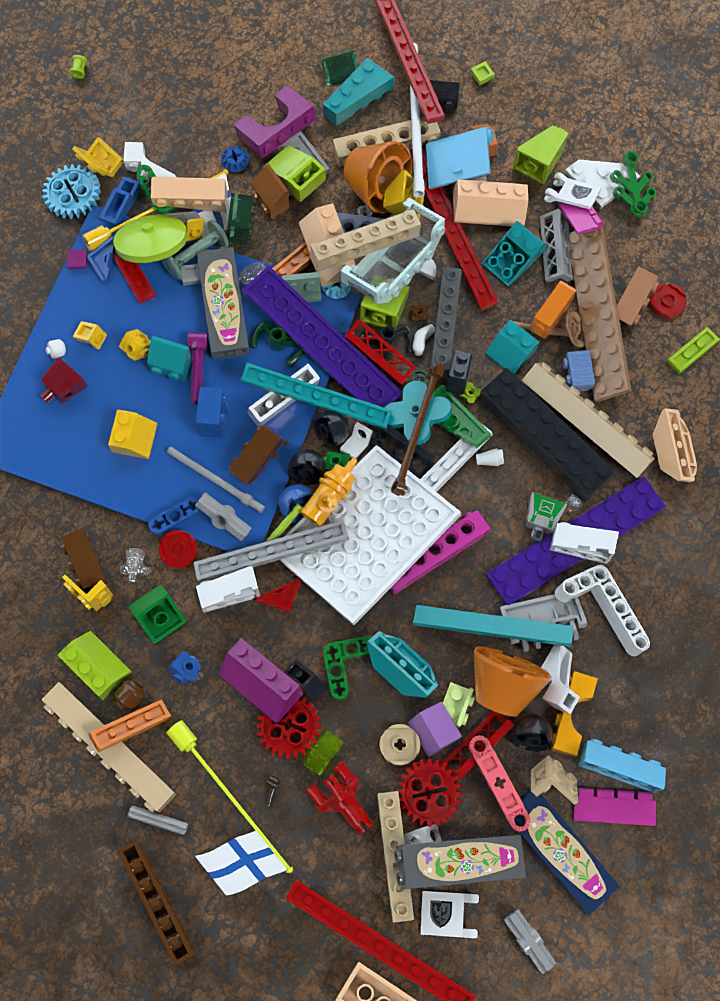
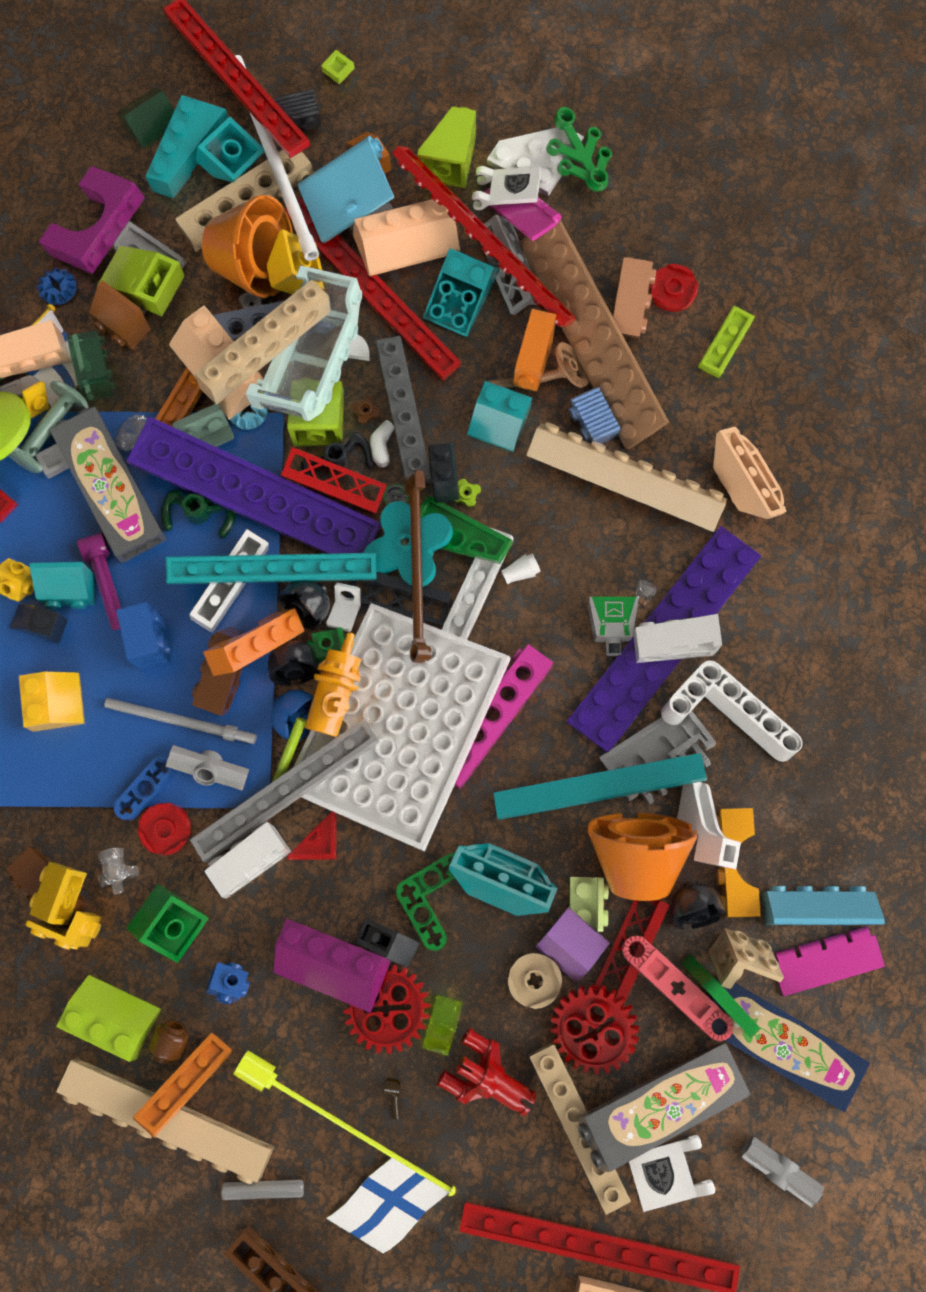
camera: 15 degrees left, 5 degrees up
(91, 564) = (57, 893): none -> yellow slope
(143, 379) = (39, 622): none -> black slope
(286, 441) = (245, 648): none -> orange arch
(385, 106) = (228, 151): none -> teal slope
(422, 835) = (603, 1089): white bracket -> none
(529, 799) = (724, 999): none -> green beam
(541, 215) = (477, 230): none -> red plate
(546, 435) = (580, 515): black brick -> none

